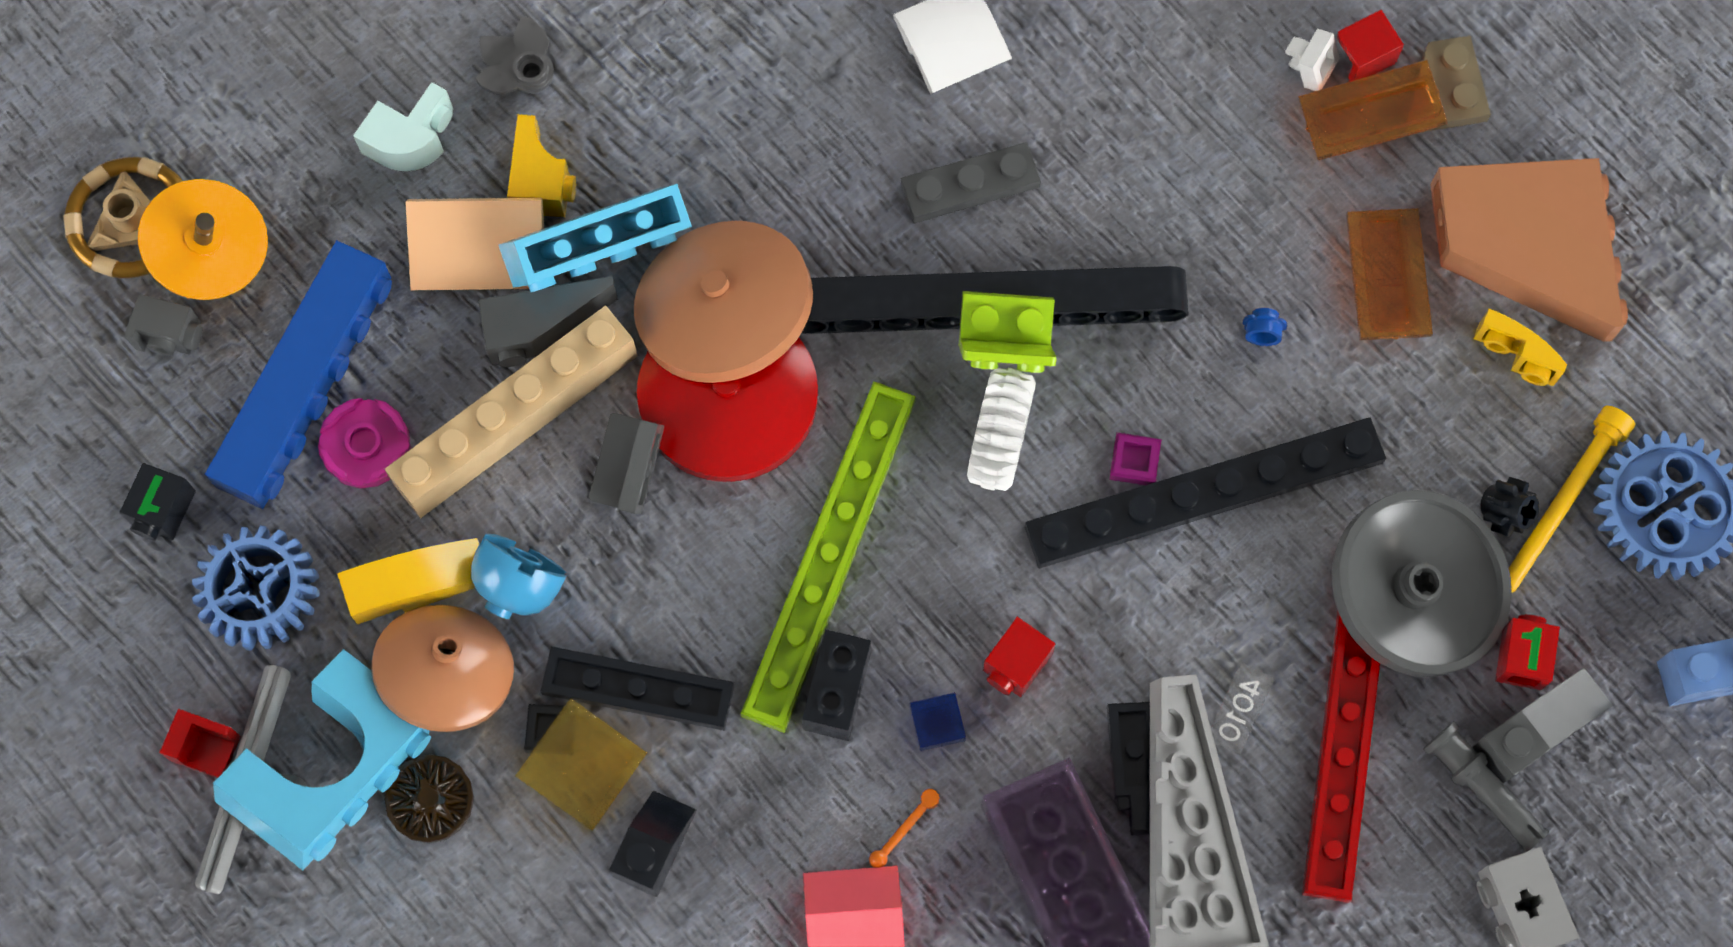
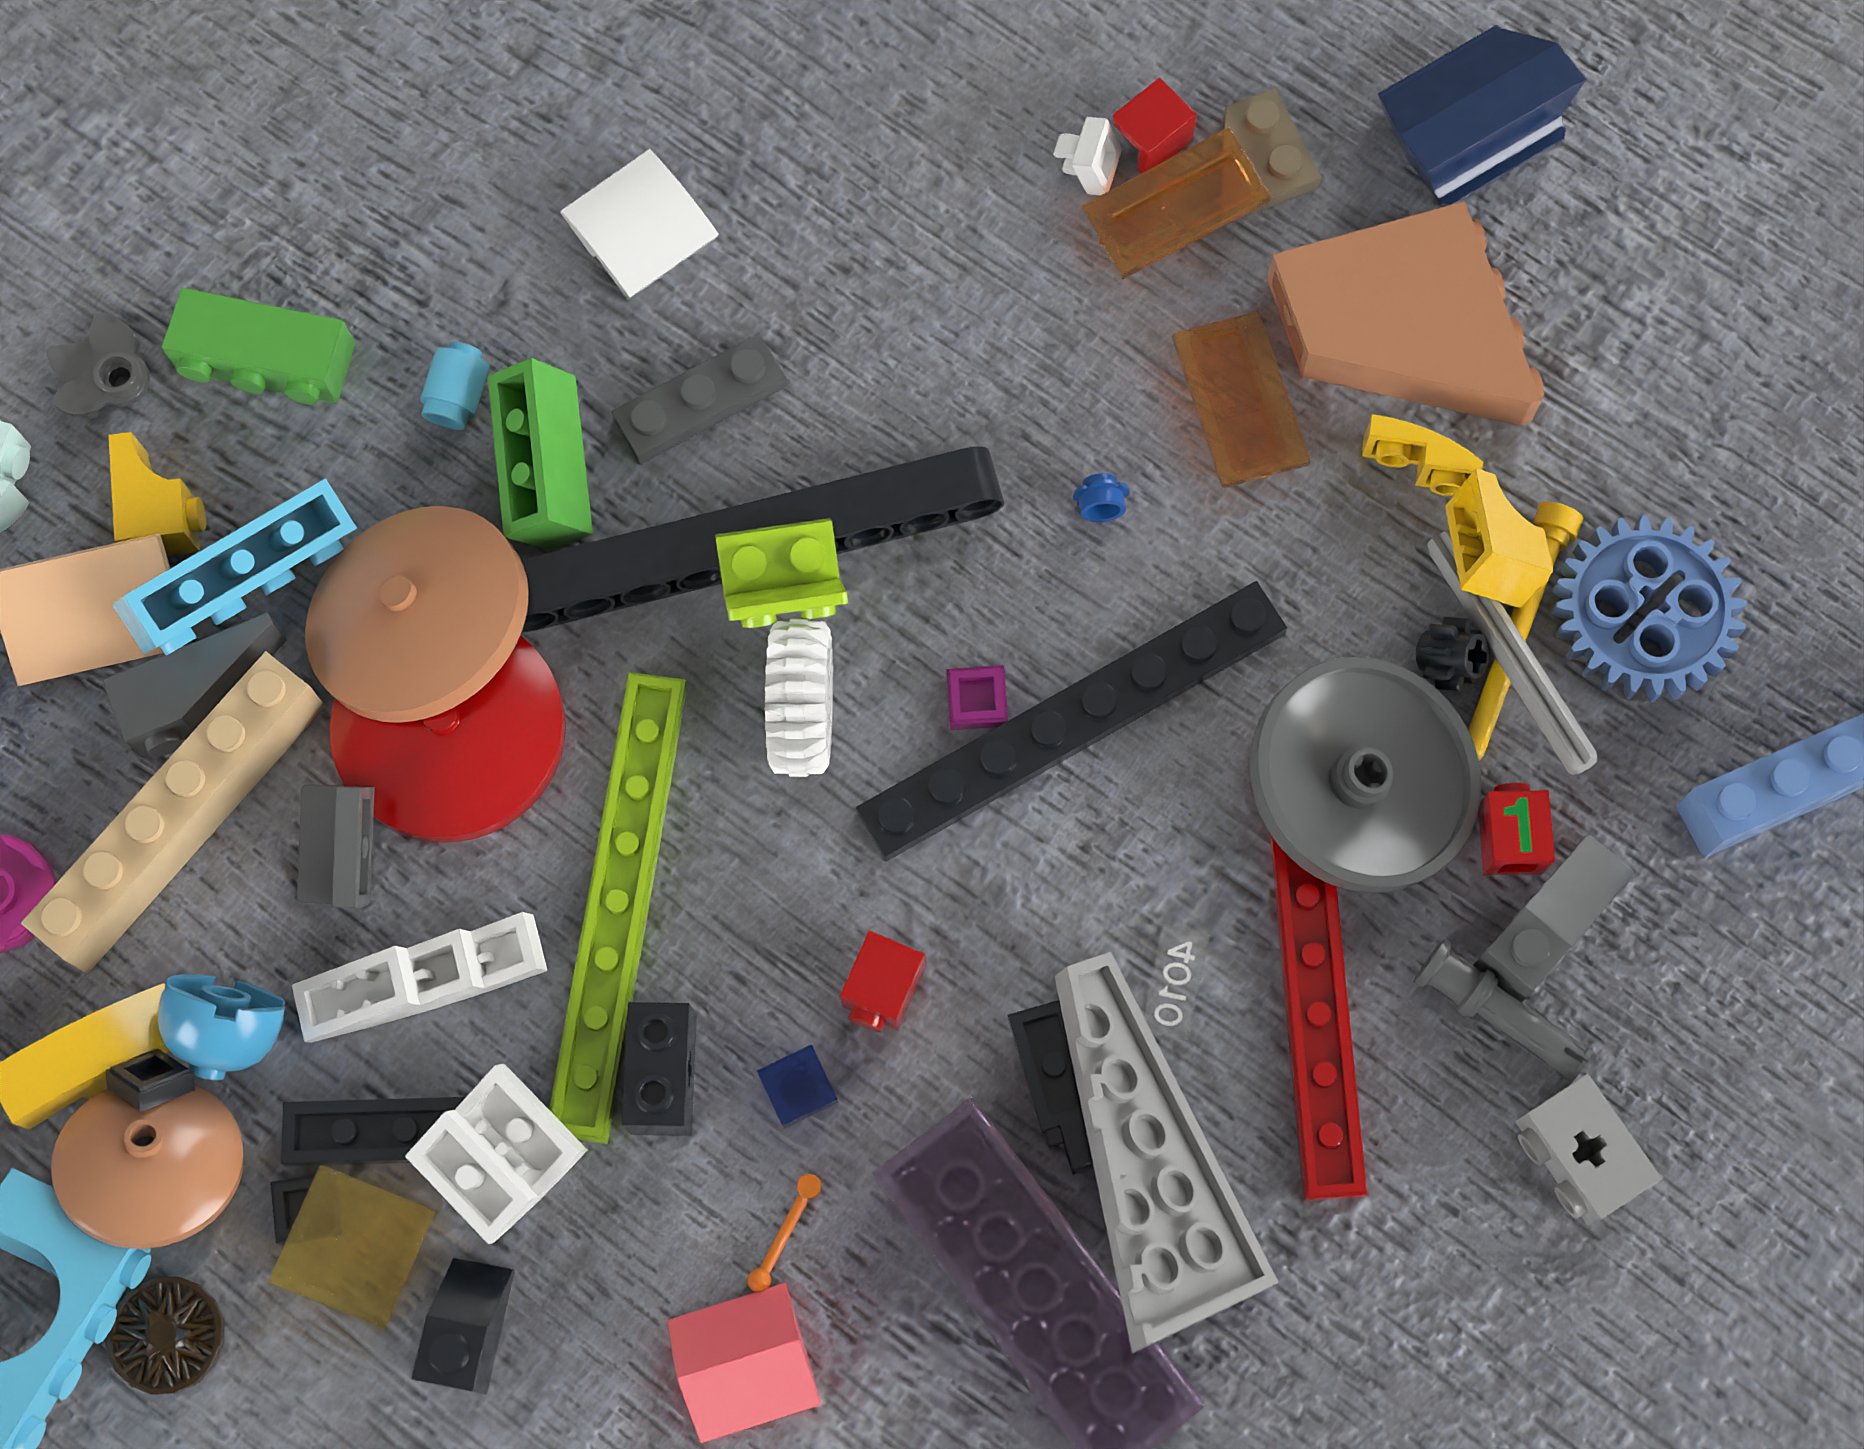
camera: 10 degrees left, 0 degrees up
(456, 607) = (149, 1080): none -> black tile
(642, 70) = (258, 347): none -> bright green brick
(669, 577) = (418, 978): none -> white slope
(703, 719) = (496, 1153): none -> white slope
(785, 132) = (454, 385): none -> medium azure brick
(840, 200) = (539, 455): none -> bright green brick
(1556, 515) = (1519, 665): none -> light grey axle
(1561, 430) = (1494, 545): none -> yellow arch
(1629, 88) = (1482, 110): none -> dark blue helmet

